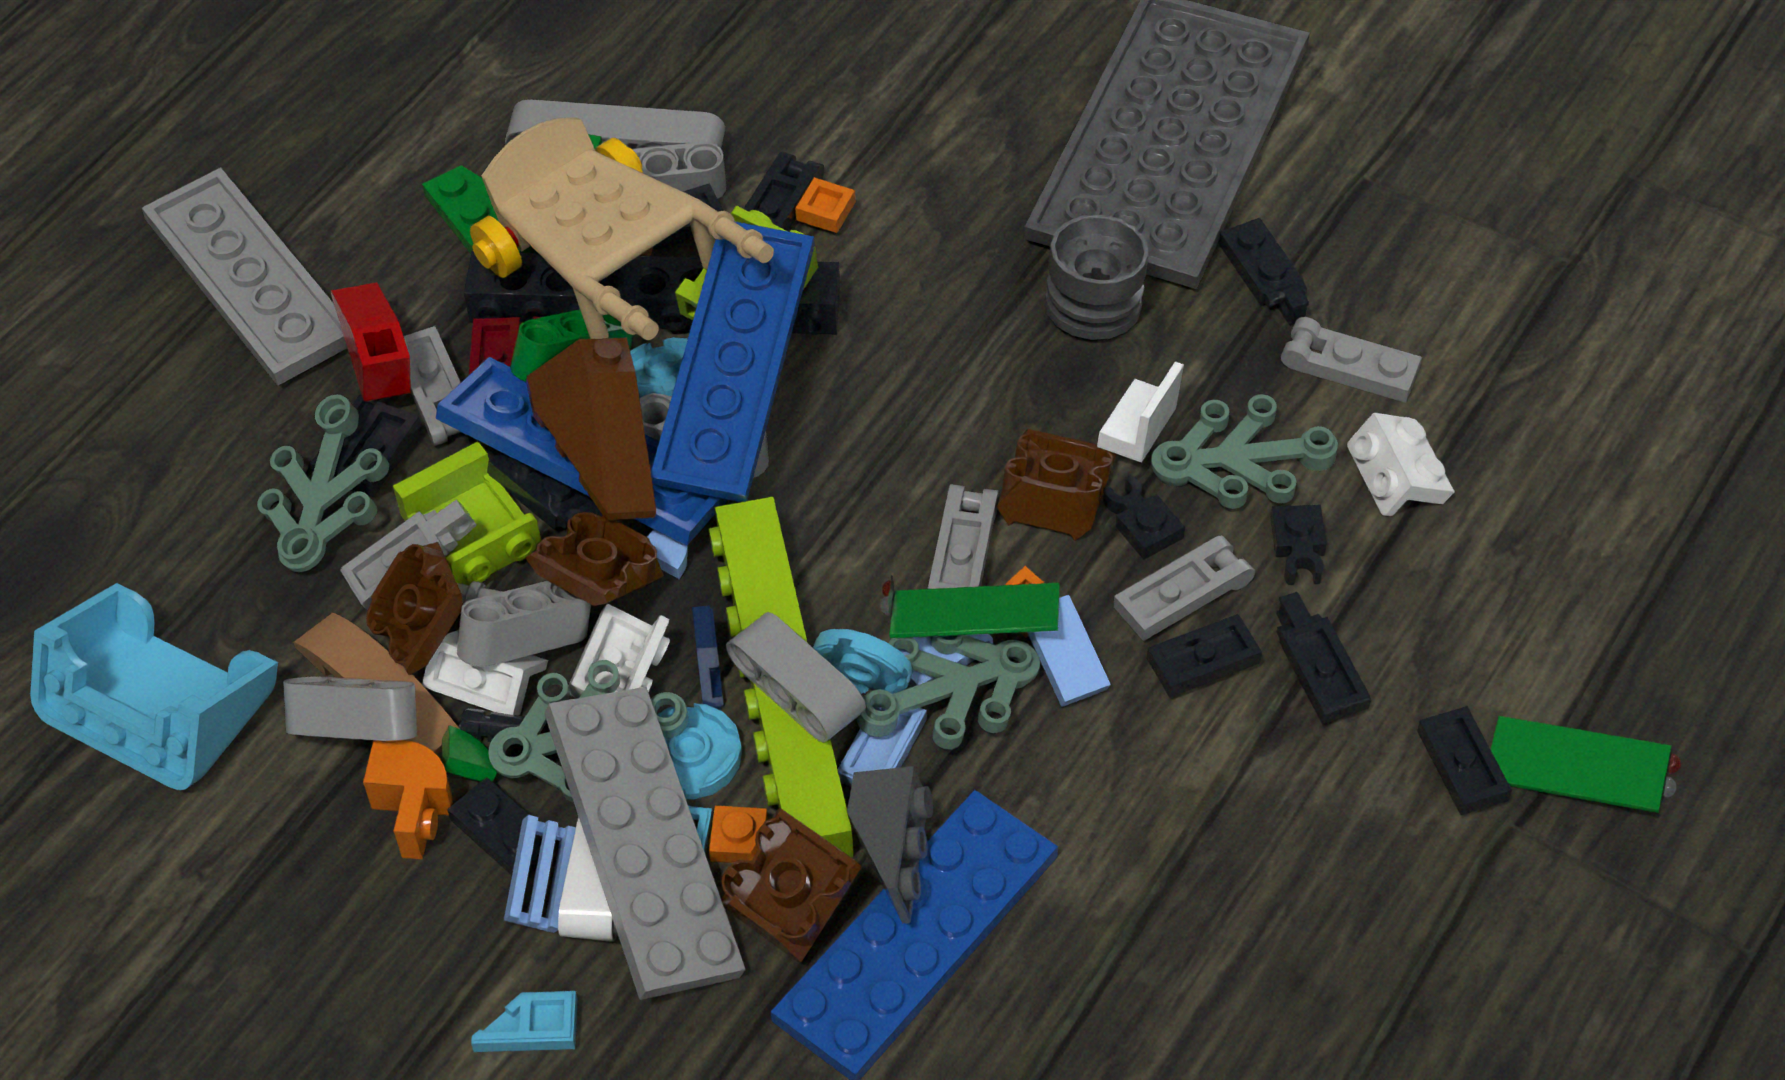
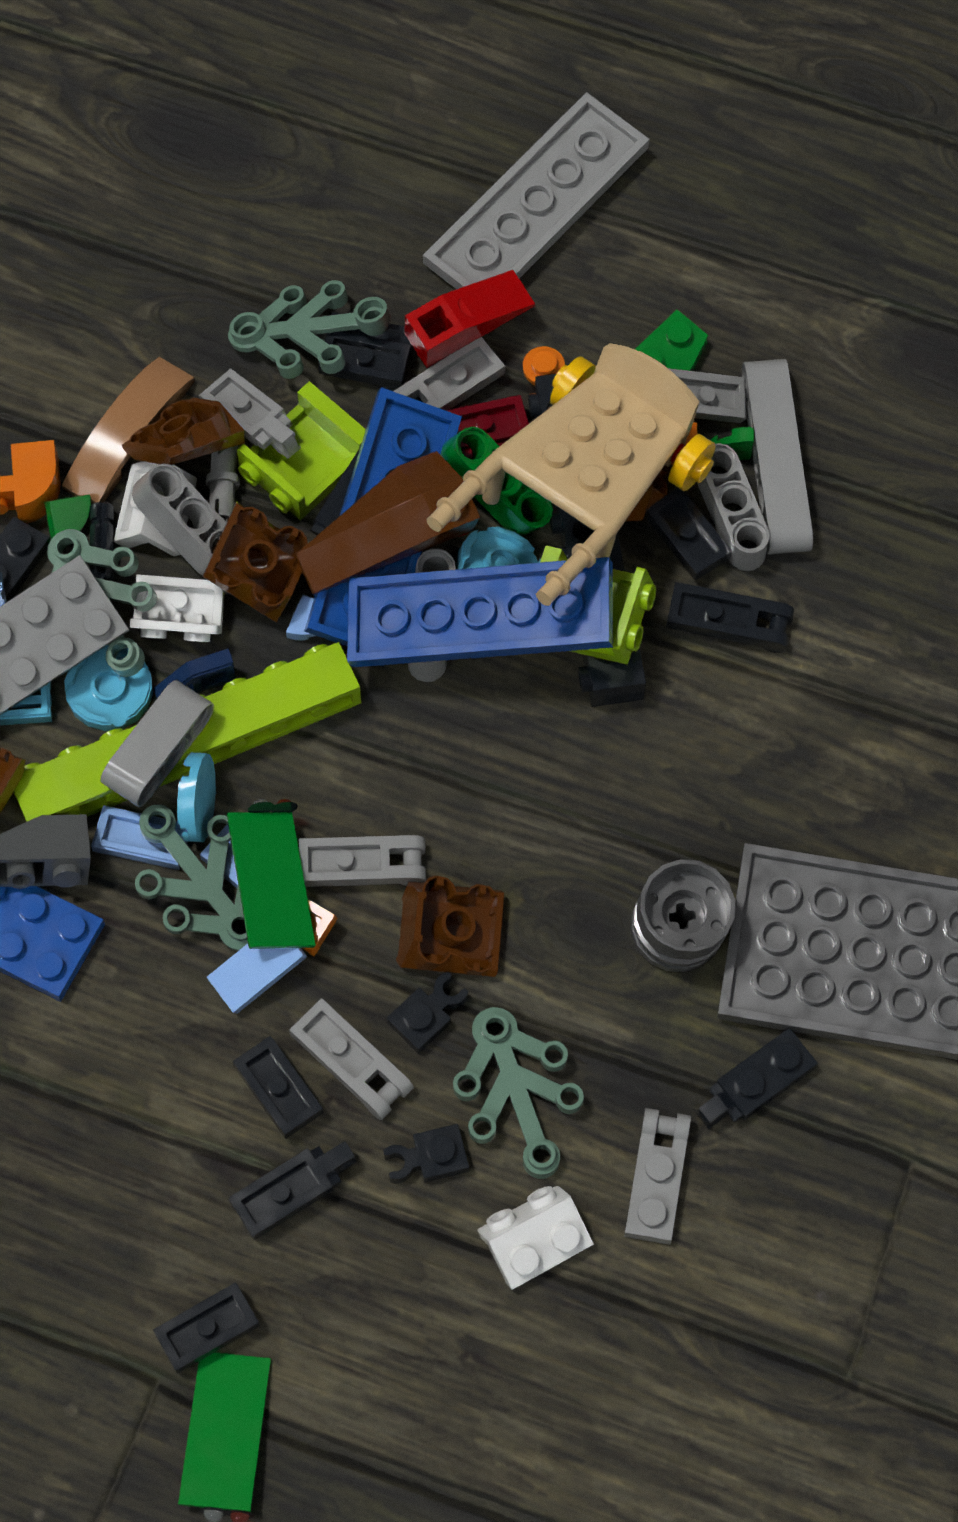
camera: 75 degrees right, 15 degrees up
(137, 696) = (86, 260): medium azure windscreen -> none
(350, 708) = (79, 414): light grey beam -> none
(443, 303) = (541, 362): none -> orange plate
(734, 832) = (33, 740): orange plate -> none
(825, 205) = (735, 660): orange plate -> none
(1141, 416) = (535, 988): white panel -> none

